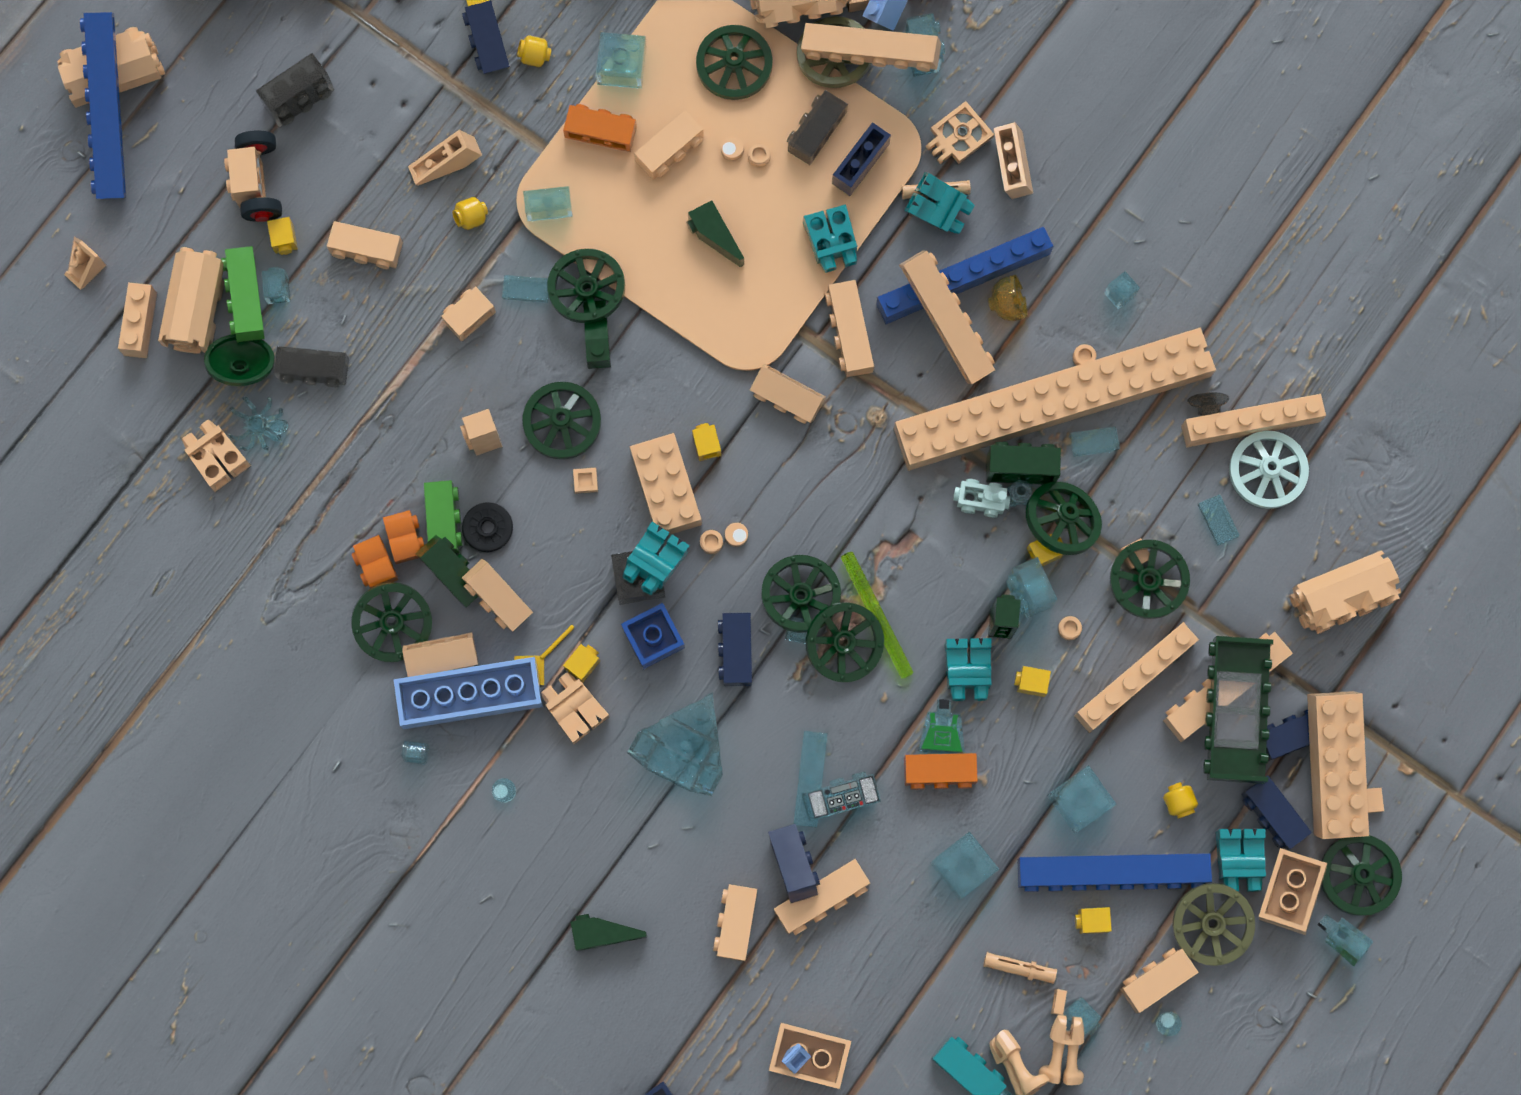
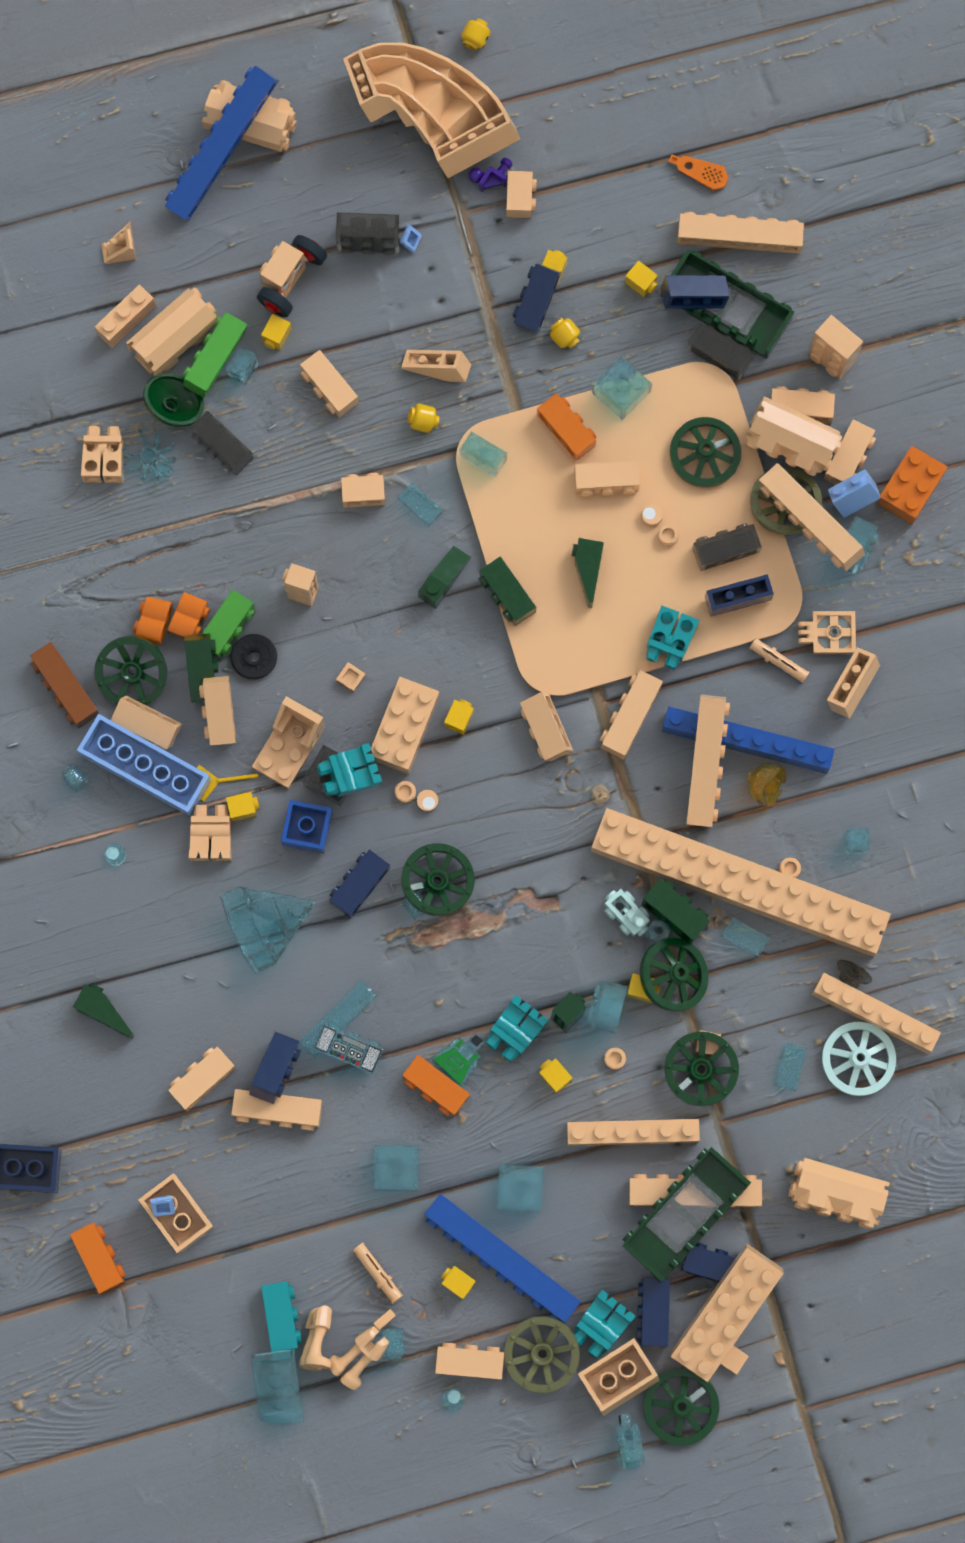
camera: 40 degrees right, 0 degrees up
(335, 69) = (410, 238): none -> light blue slope
(341, 679) = (64, 684): none -> dark orange brick
(564, 425) = (371, 624): dark green wheel -> none
(579, 576) = (290, 744): none -> light nougat bracket
(584, 282) = (463, 531): dark green wheel -> none
(662, 304) = (506, 591): none -> dark green brick
(849, 642) = (442, 944): dark green wheel -> none
(872, 604) = (481, 938): clear neon green axle -> none
(946, 206) = (773, 679): teal hips -> none
(1180, 800) = (592, 1246): yellow head -> none

